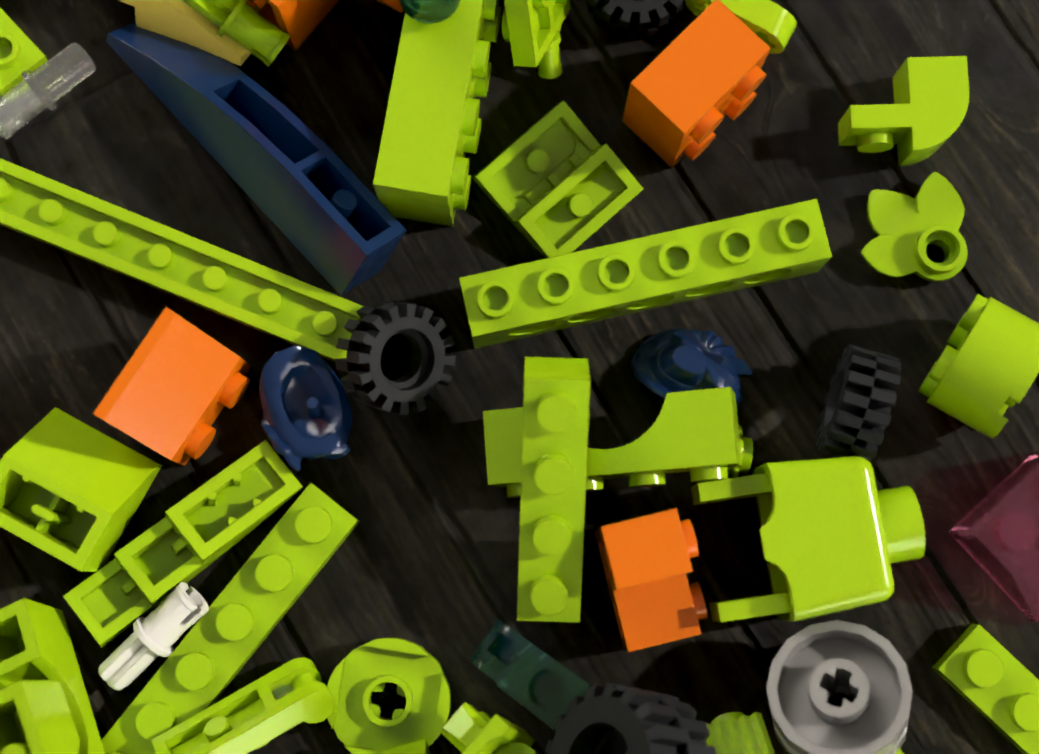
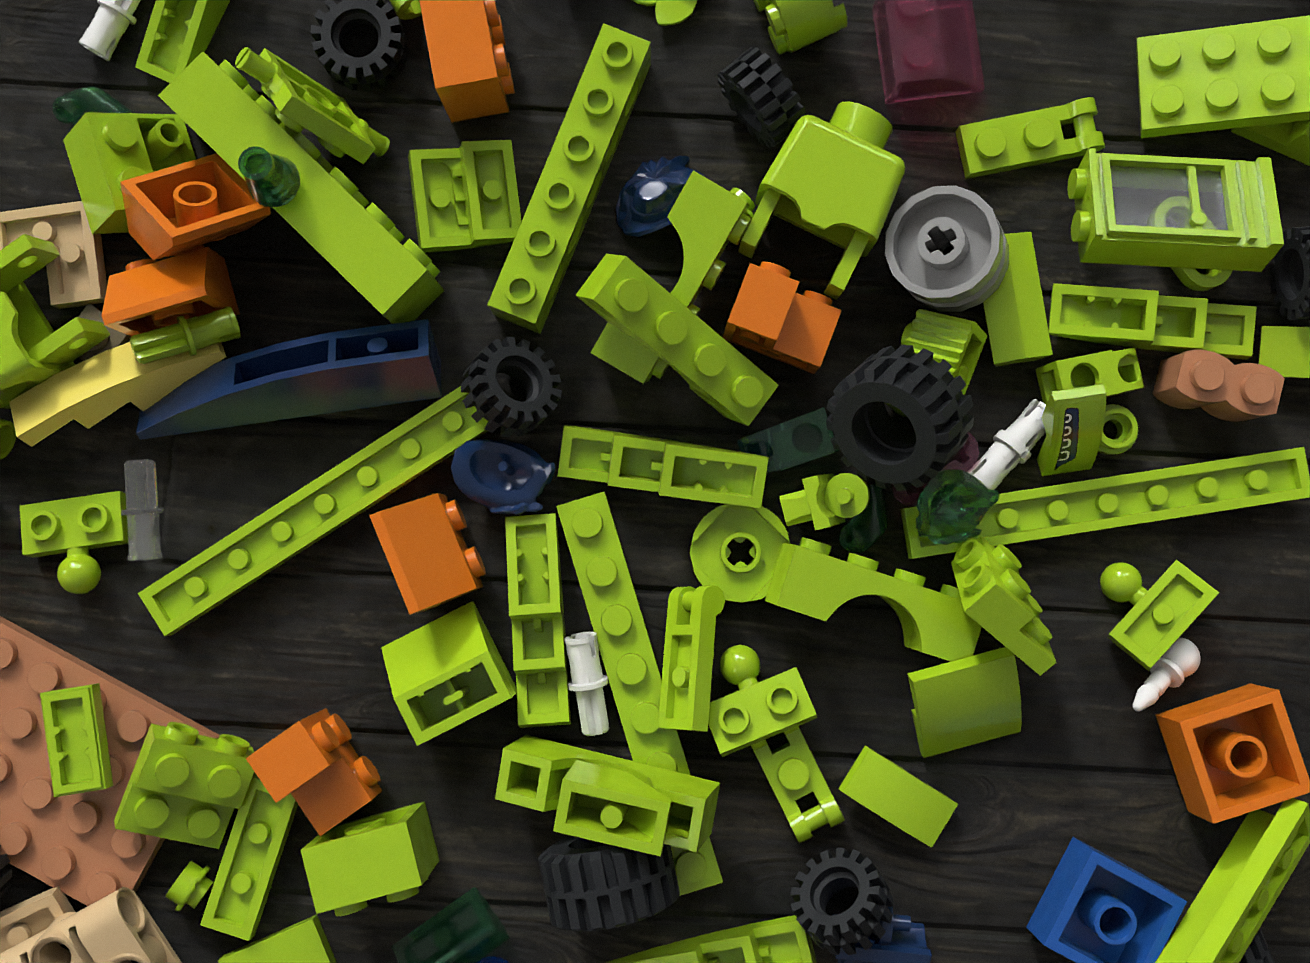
camera: 55 degrees left, 5 degrees up
(421, 563) = (663, 466): none -> lime slope

